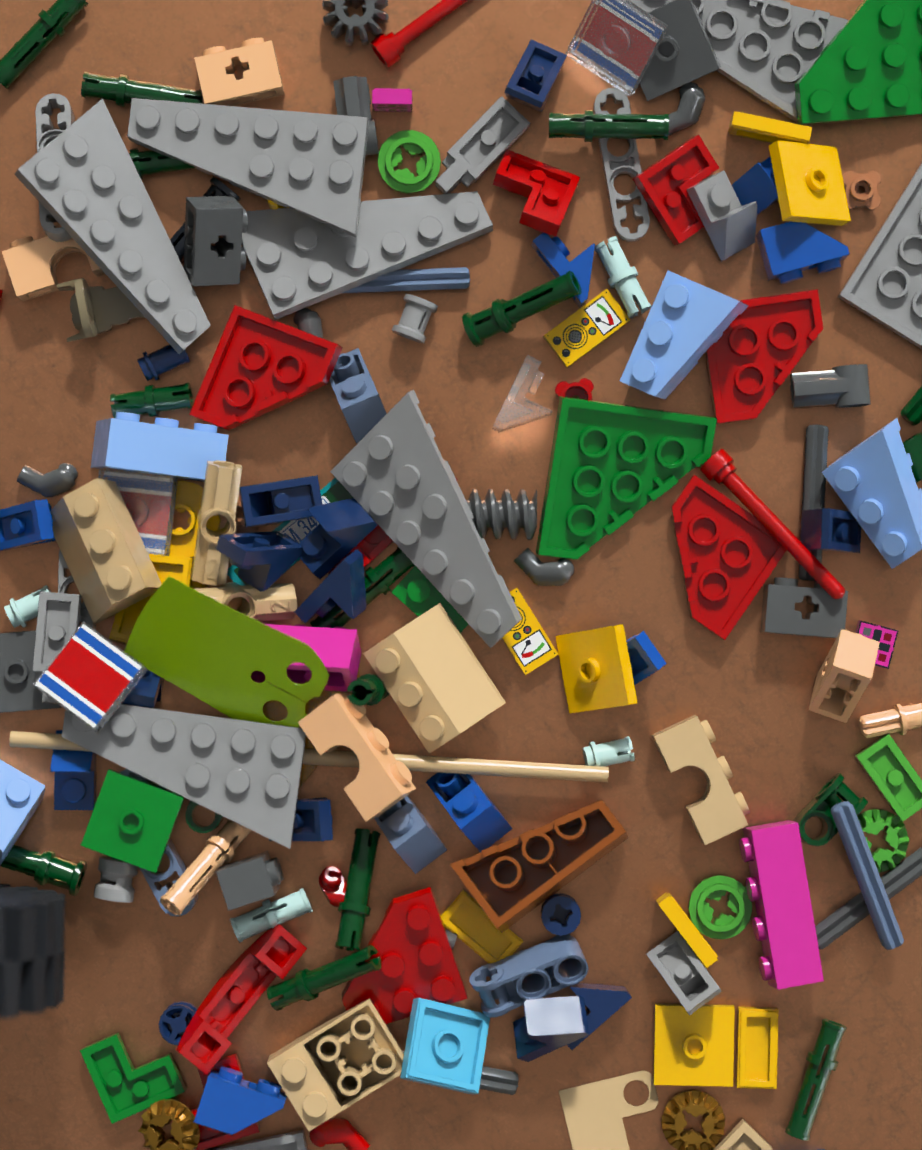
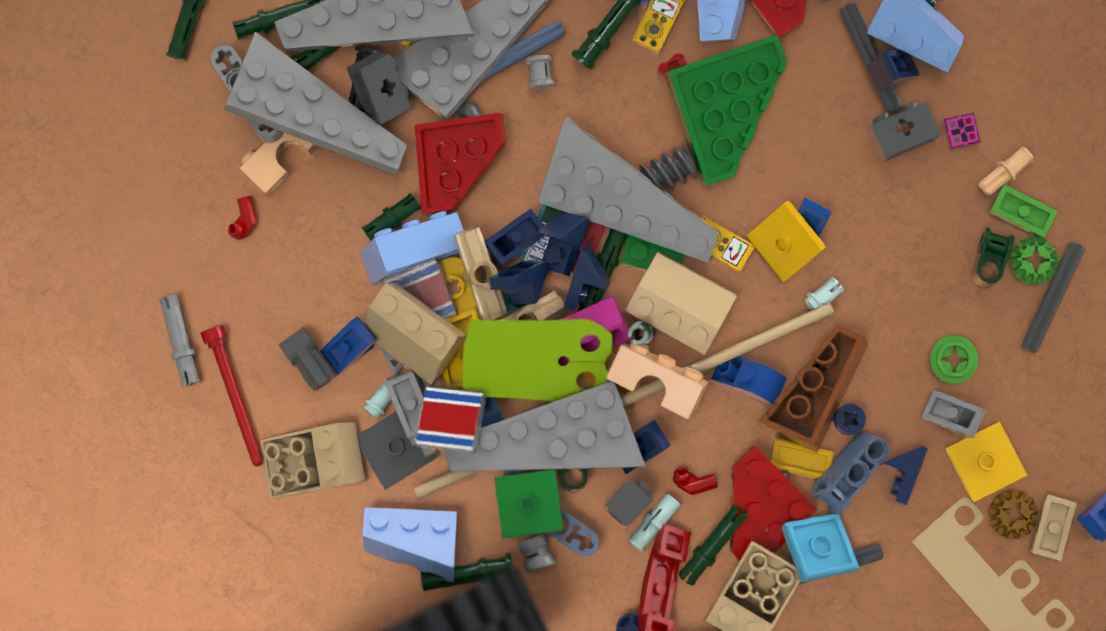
camera: 30 degrees left, 5 degrees down
(51, 483) = (351, 309): dark grey arm -> none
(74, 779) = (472, 500): blue slope -> none
(97, 308) = (323, 175): dark tan hair -> none
(161, 361) = (384, 187): dark blue pin -> none
(218, 850) = (596, 495): light nougat pin -> none
(355, 907) = (708, 484): dark green pin -> none
(356, 394) = (529, 142): sand blue slope -> none
(411, 834) = (720, 417): sand blue slope -> none
(518, 409) = (640, 95): clear slope -> none
(545, 573) = (716, 197): dark grey arm -> none
(549, 1025) = (882, 496): slope -> none
(687, 929) = (938, 383): yellow tile -> none
(719, 809) = (918, 292): tan arch -> none
(721, 469) = (798, 67): red piece -> none
(721, 555) = (829, 123): red plate -> none
(757, 1047) = (1029, 441): yellow tile -> none
(782, 904) = (994, 334): dark pink brick -> none
(830, 1034) = (1075, 405): dark green pin -> none
(844, 675) = (954, 159): light nougat brick -> none
(867, 875) = (1040, 284): sand blue axle -> none

